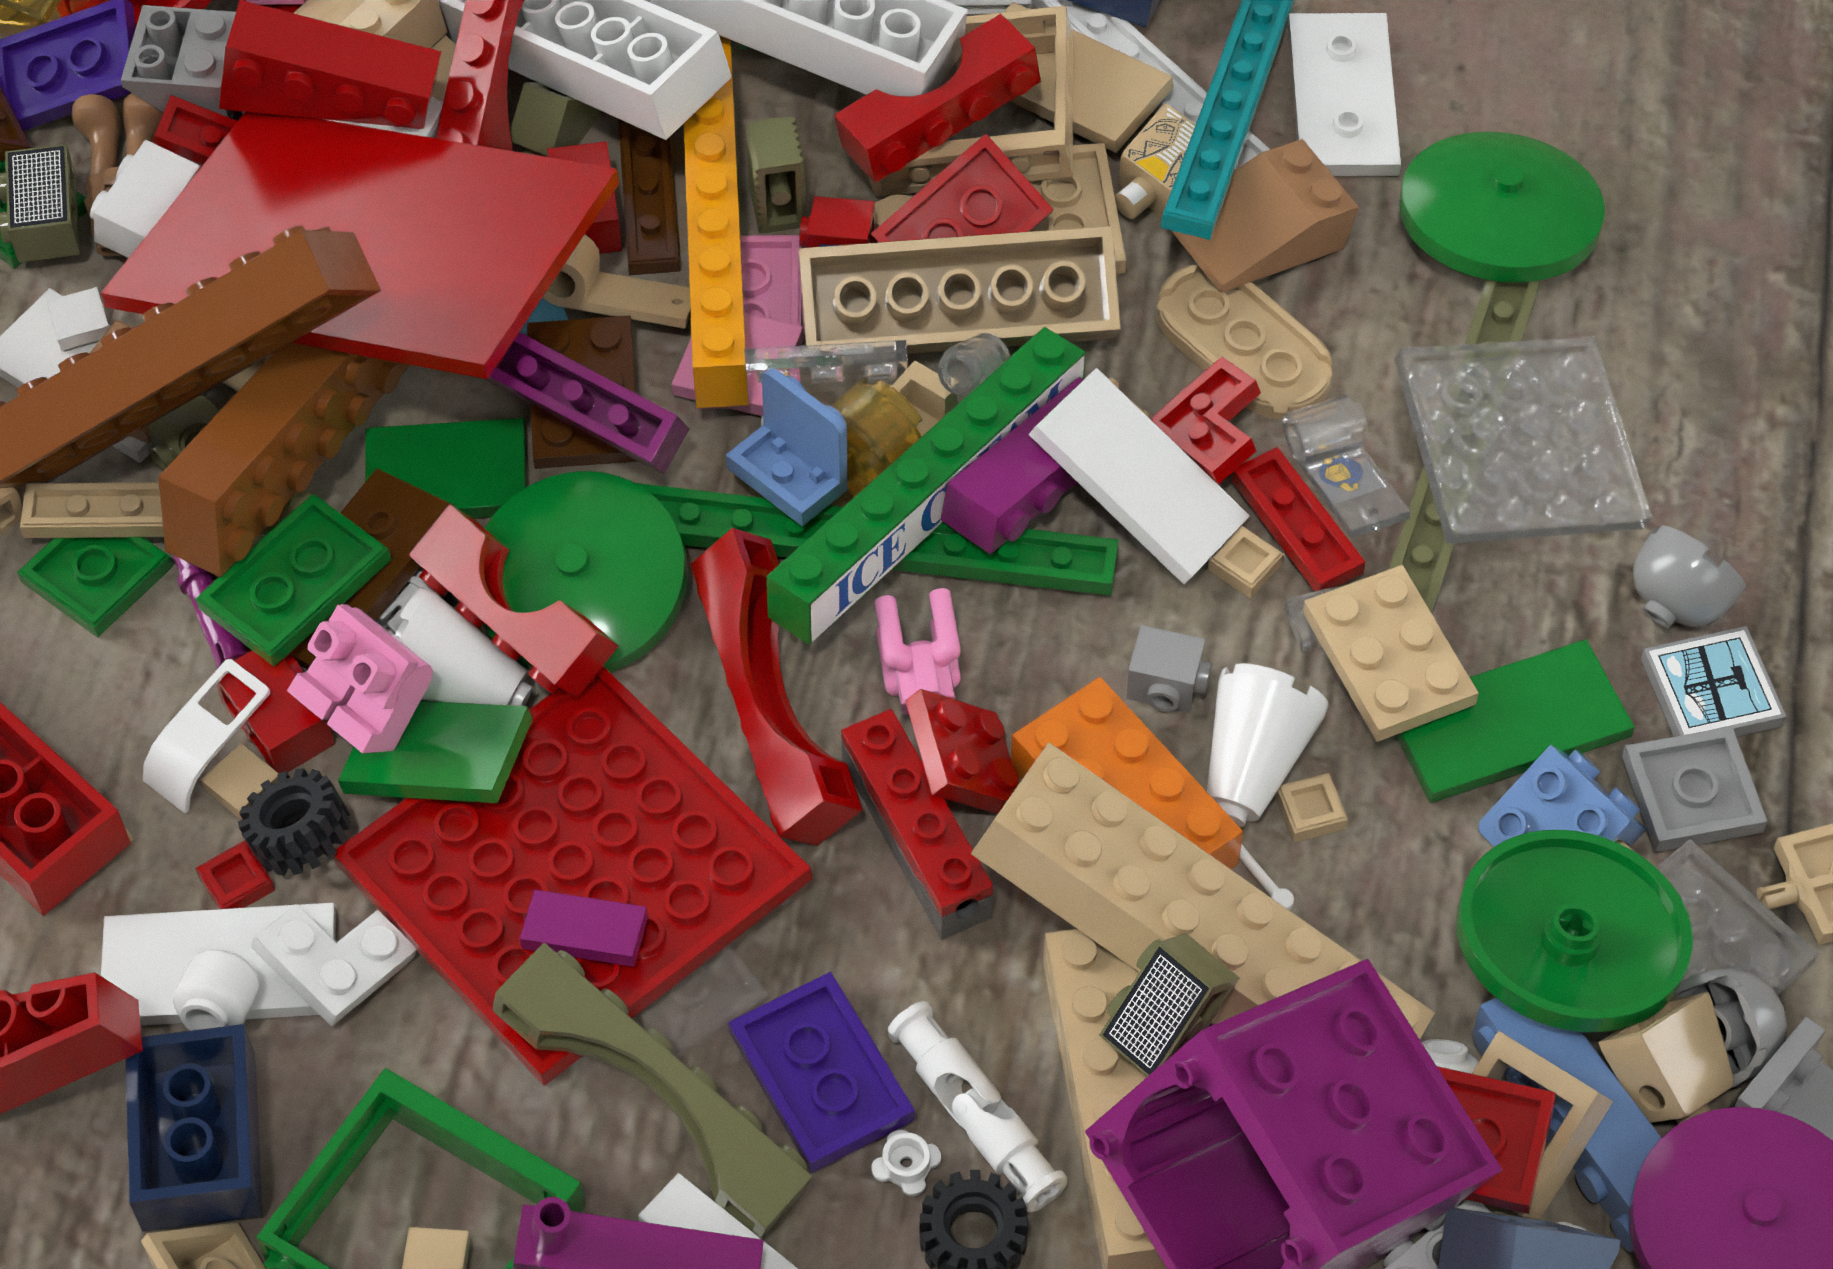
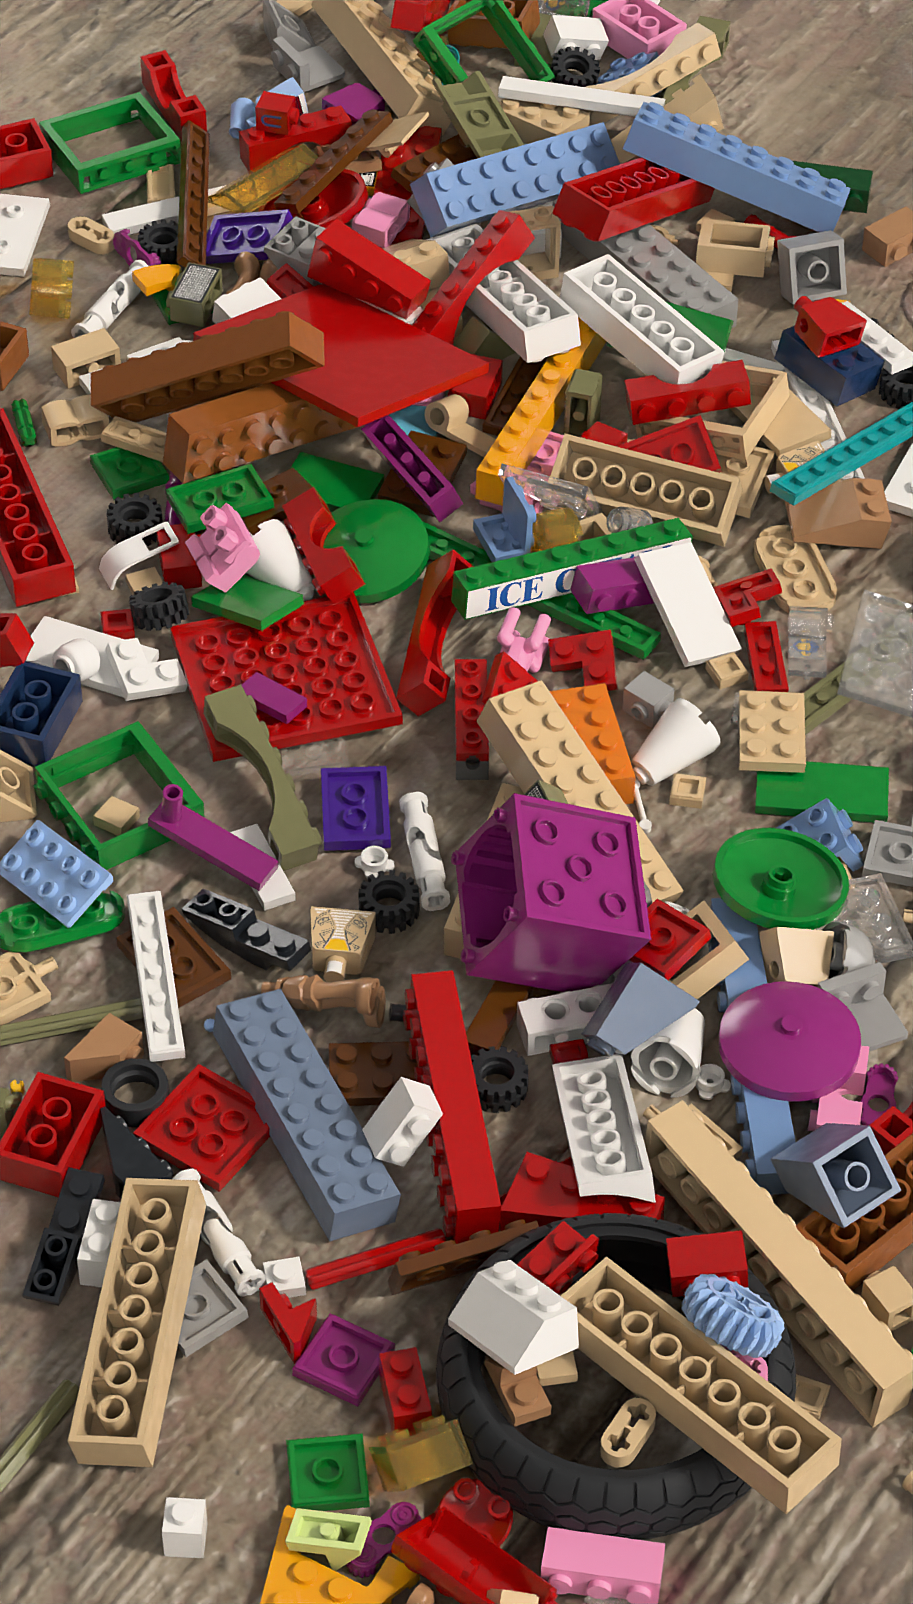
camera: 25 degrees right, 10 degrees down
(151, 643) = (130, 509): none -> black tyre
(1035, 619) = (588, 651): none -> red plate

